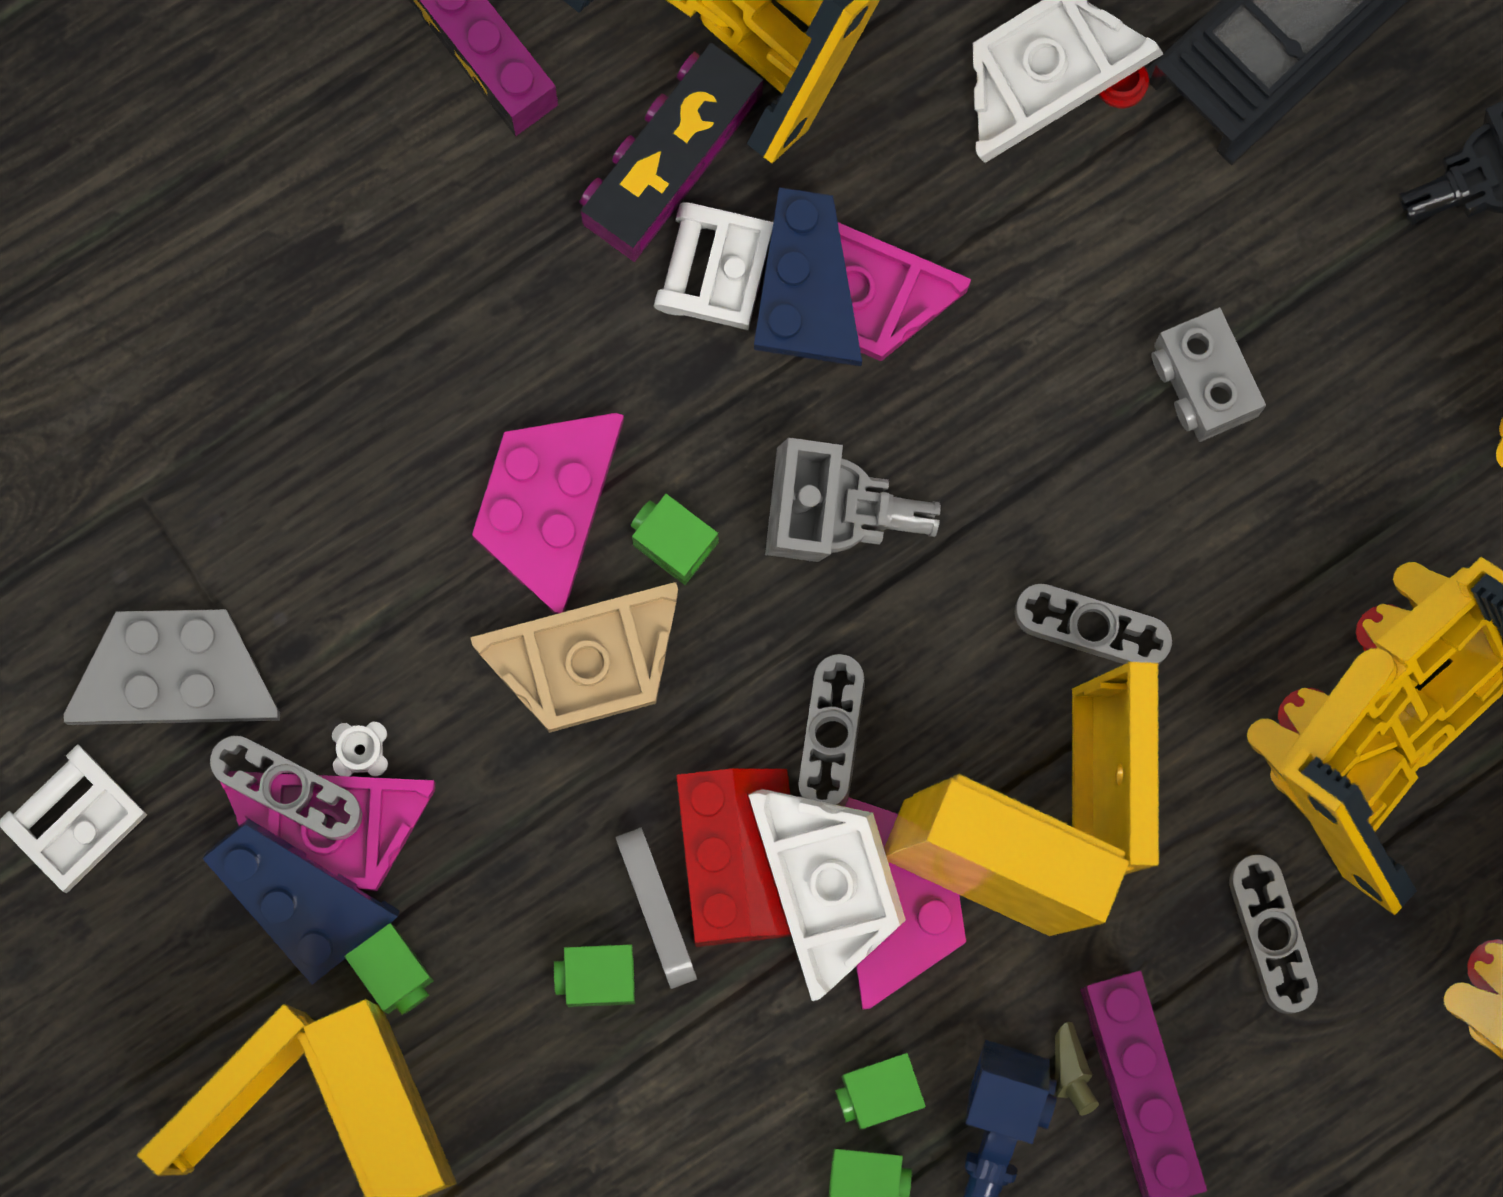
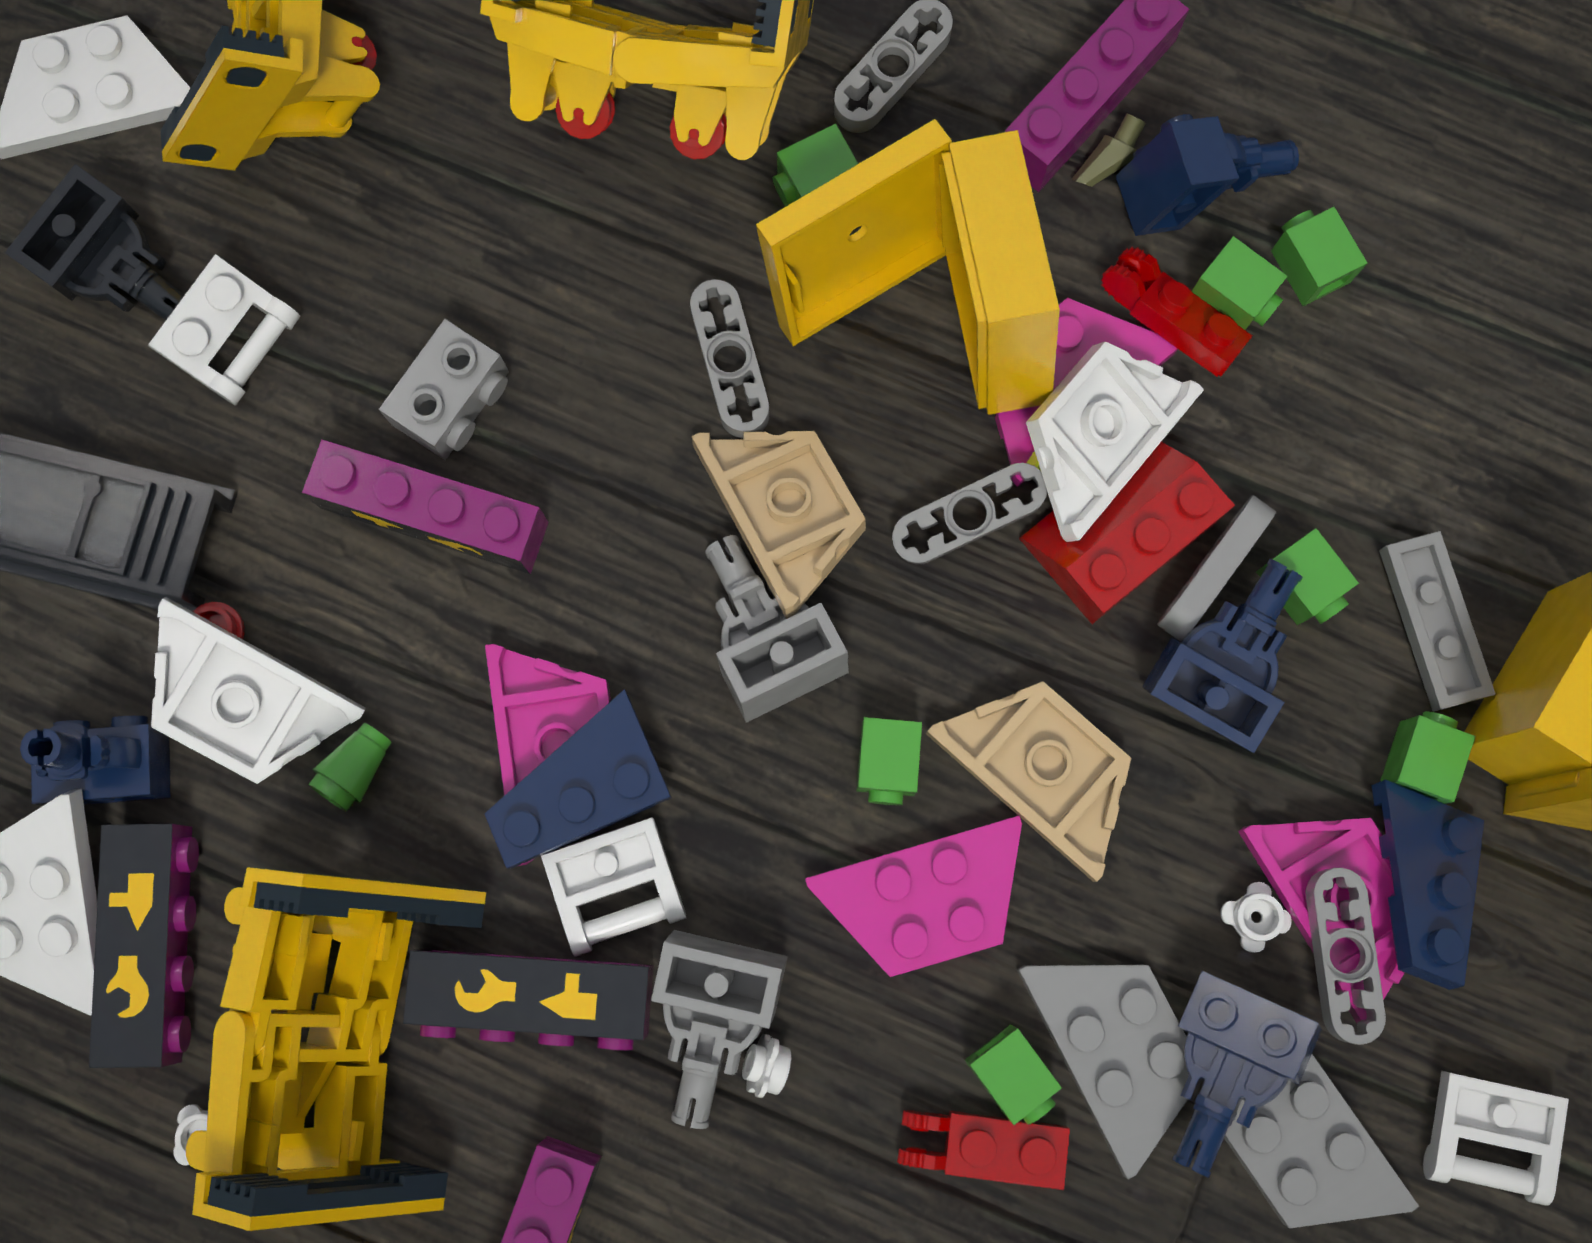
camera: 120 degrees left, 0 degrees up
(267, 648) = (1241, 1052): none -> dark blue brick
(326, 426) = (991, 1148): none -> red hinge
(334, 574) = (1118, 1049): none -> light grey wing
(367, 476) = (1014, 1076): none -> bright green brick
(494, 1061) = (1436, 621): none -> light grey plate
(499, 294) = (766, 1066): none -> white plate
(563, 844) = (1230, 672): none -> dark blue brick
(570, 282) = (716, 1000): none -> light grey brick
(893, 1025) = (1174, 311): none -> red hinge
(933, 586) = (785, 507): none -> tan wing
(939, 120) = (350, 767): none -> bright green cone
(1115, 301) = (426, 506): none -> magenta brick
(1210, 798) = (811, 164): none -> bright green brick
(1391, 221) = (208, 318): none -> white plate

